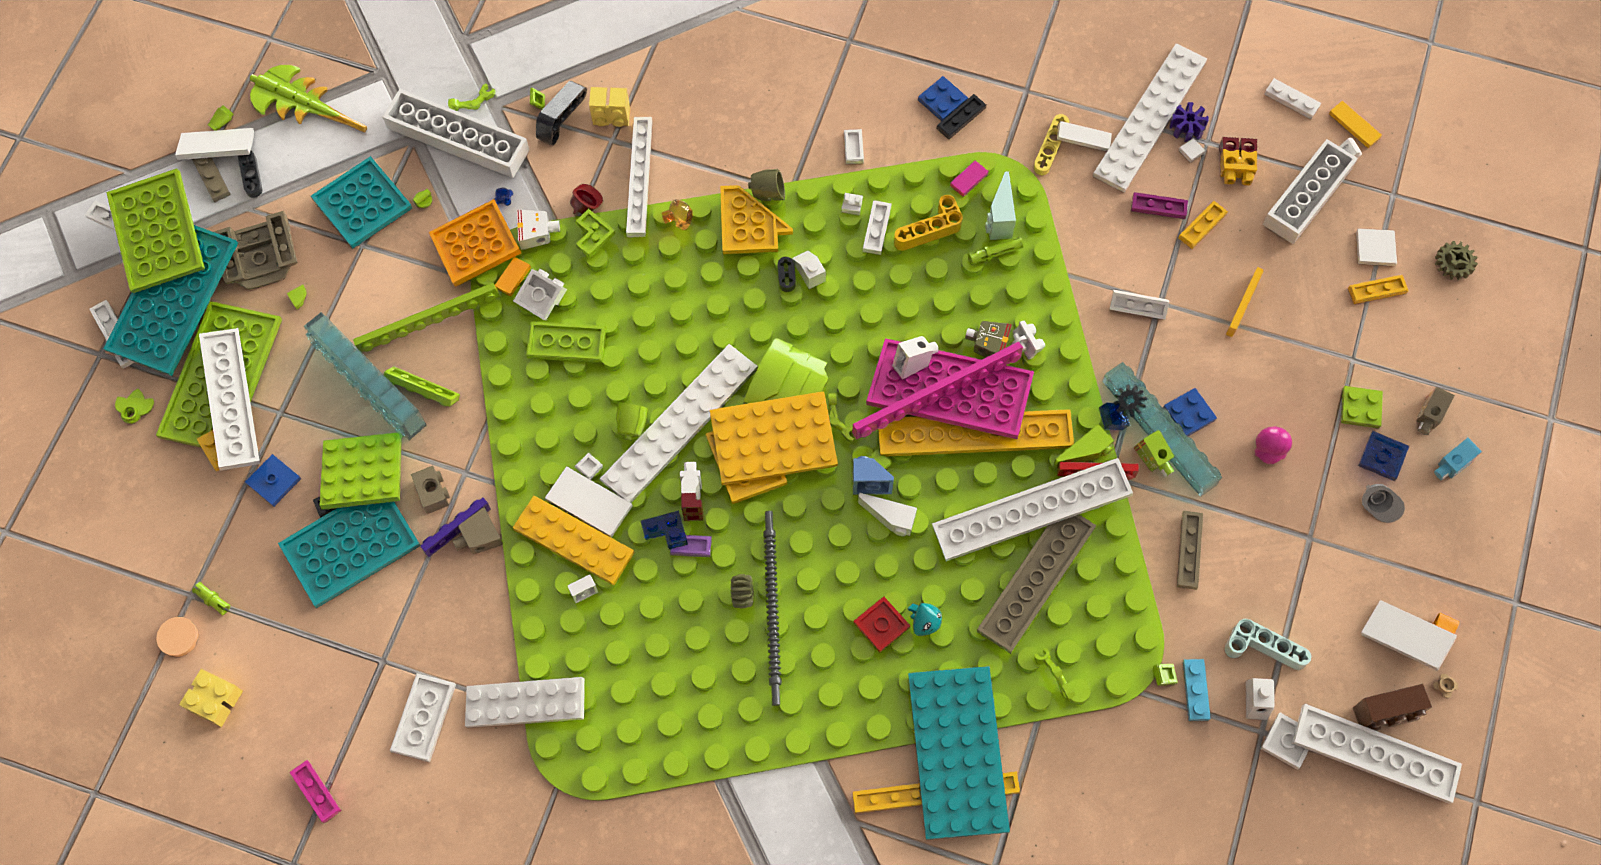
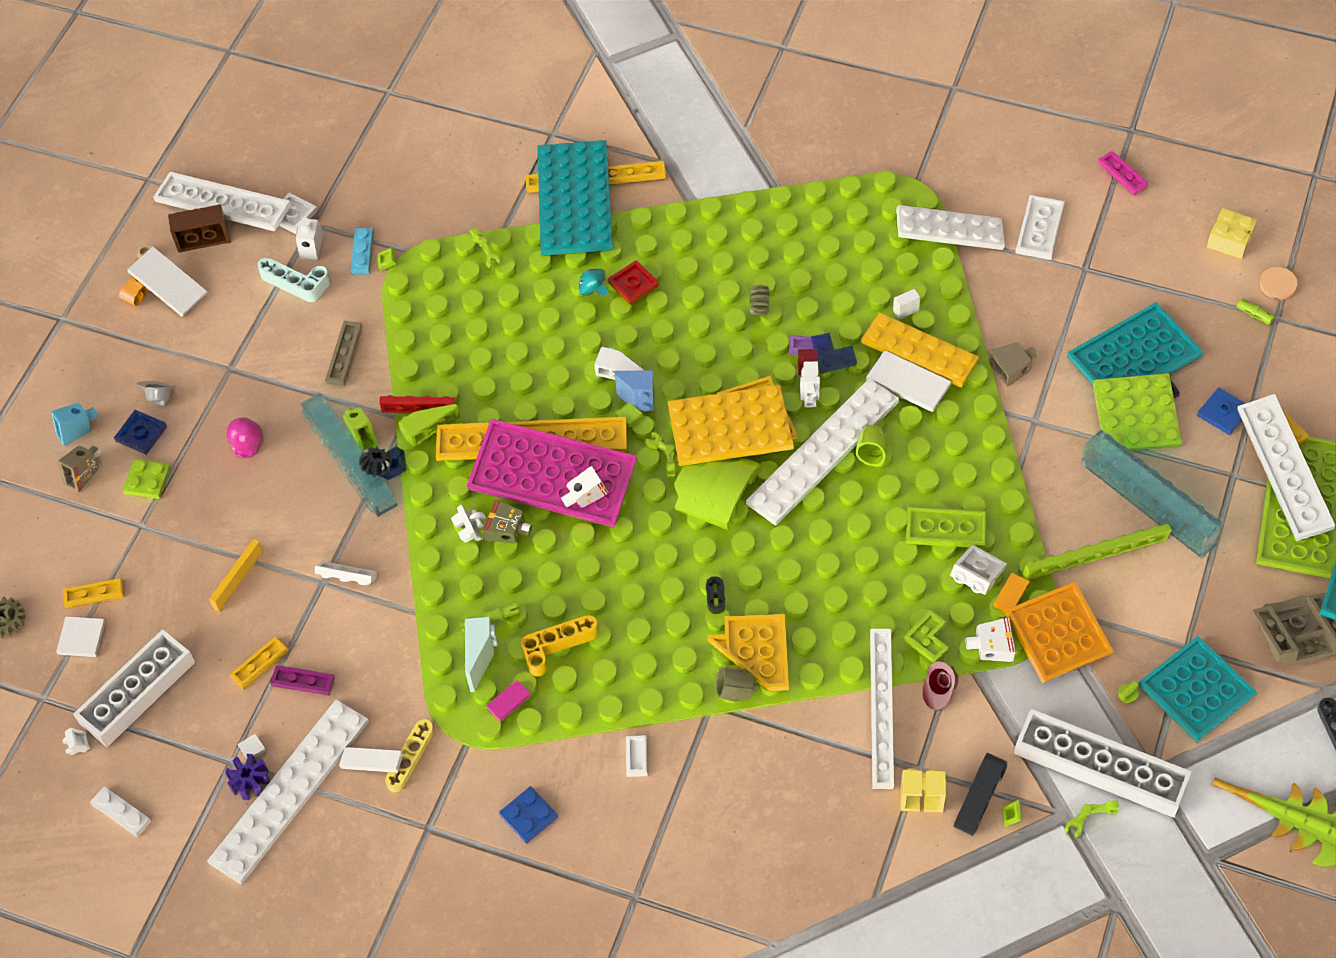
camera: 175 degrees left, 10 degrees down
(298, 296) = (1244, 587): lime tile -> none
(421, 386) = (1092, 492): lime plate -> none
(423, 481) = (1065, 389): dark tan brick -> none
(451, 530) = (1033, 368): dark purple plate -> none
(500, 192) = (1040, 692): clear blue plate -> none
(589, 466) = (911, 412): white tile -> none
(680, 212) = (833, 655): clear orange piece -> none
(775, 681) = (733, 322): dark grey hose -> none
(810, 269) = (691, 597): white slope -> none
(852, 203) = (641, 673): white tile -> none
(877, 227) = (615, 642): white plate -> none
(937, 390) = (559, 459): dark pink plate -> none
(961, 116) = (508, 791): black tile -> none
(1032, 509) = (484, 365): white plate -> none
(1035, 581) = (488, 319): dark tan plate -> none
(1190, 412) = (317, 473): blue plate -> none
(1238, 160) = (202, 730): yellow hips -> none
(1355, 124) = (58, 778): yellow tile -> none

